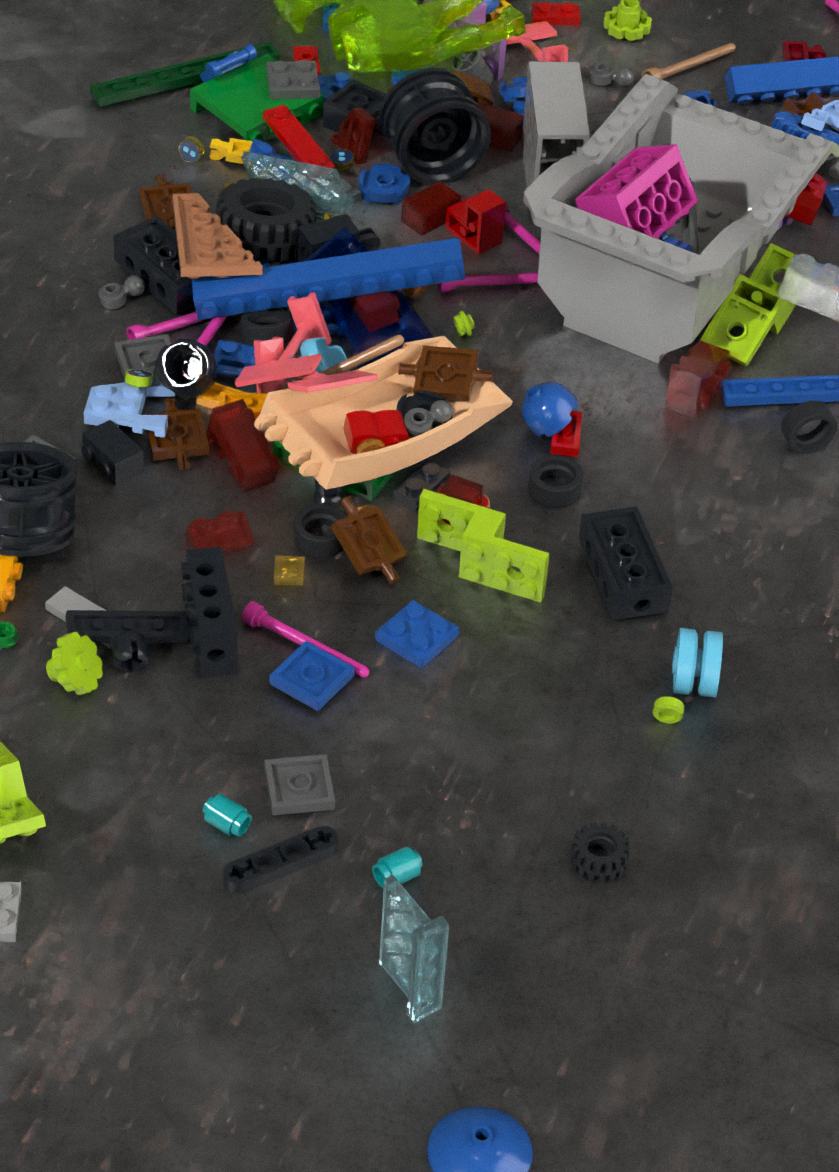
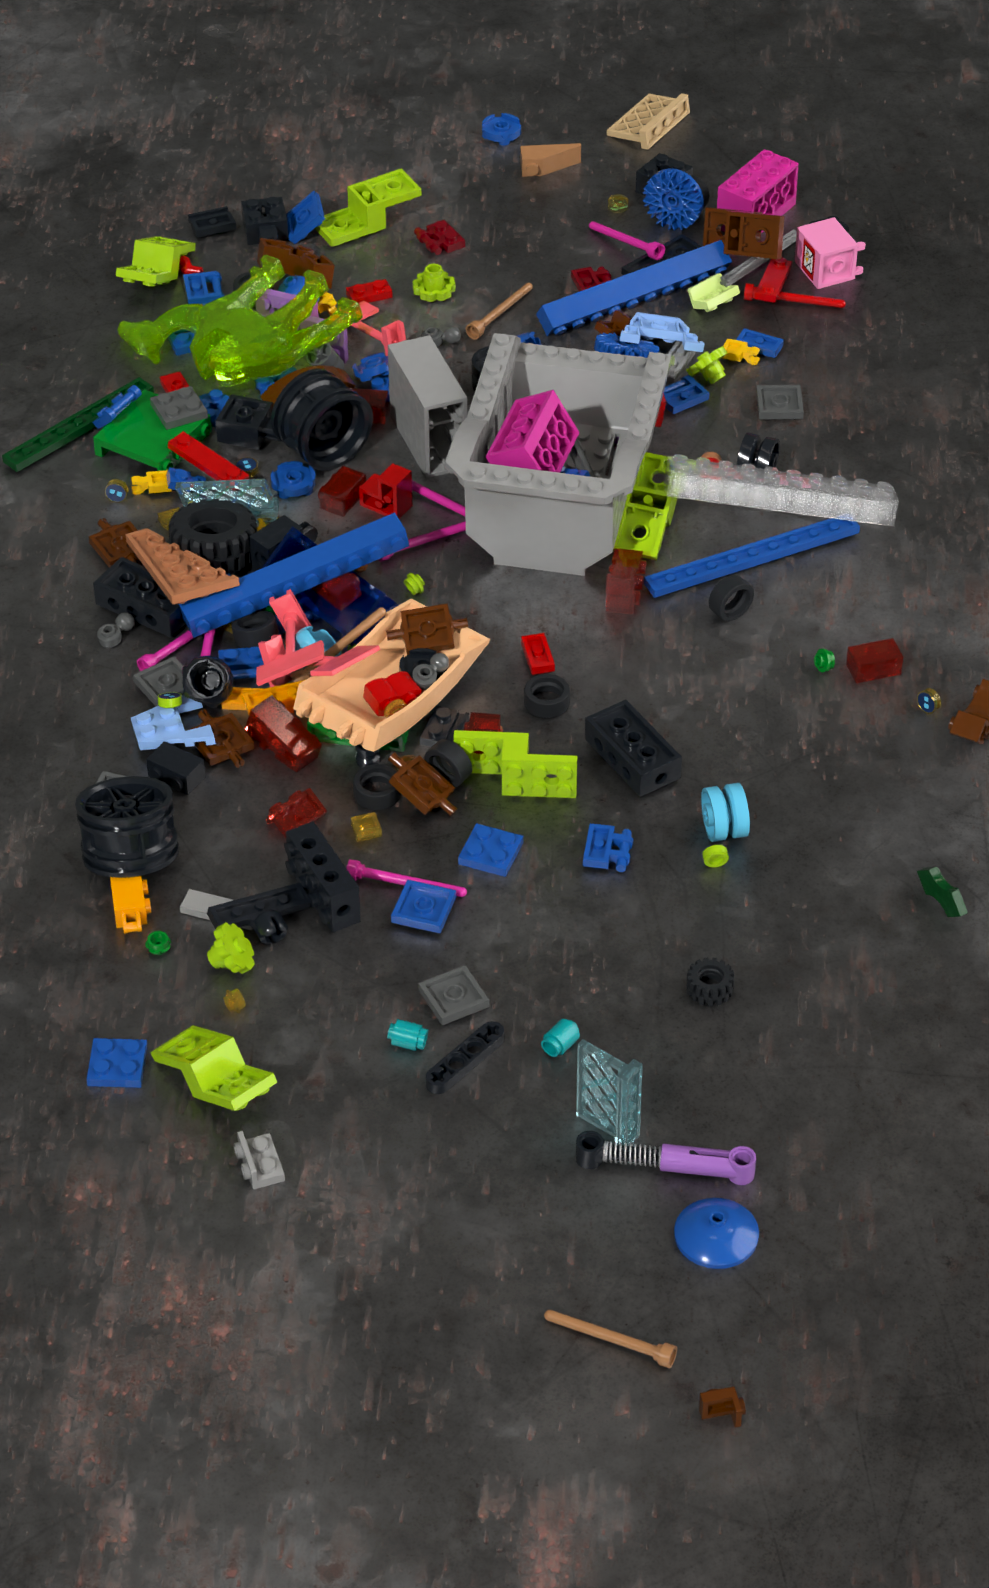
camera: 15 degrees left, 0 degrees up
(54, 722) = (234, 1000): none -> clear yellow plate
(356, 134) = (253, 442): clear red wing -> none
(377, 1011) = (734, 1164): none -> piece
(409, 524) = (455, 756): none -> black tyre
(540, 662) = (599, 847): none -> blue plate
(548, 408) = (518, 637): blue cylinder -> none

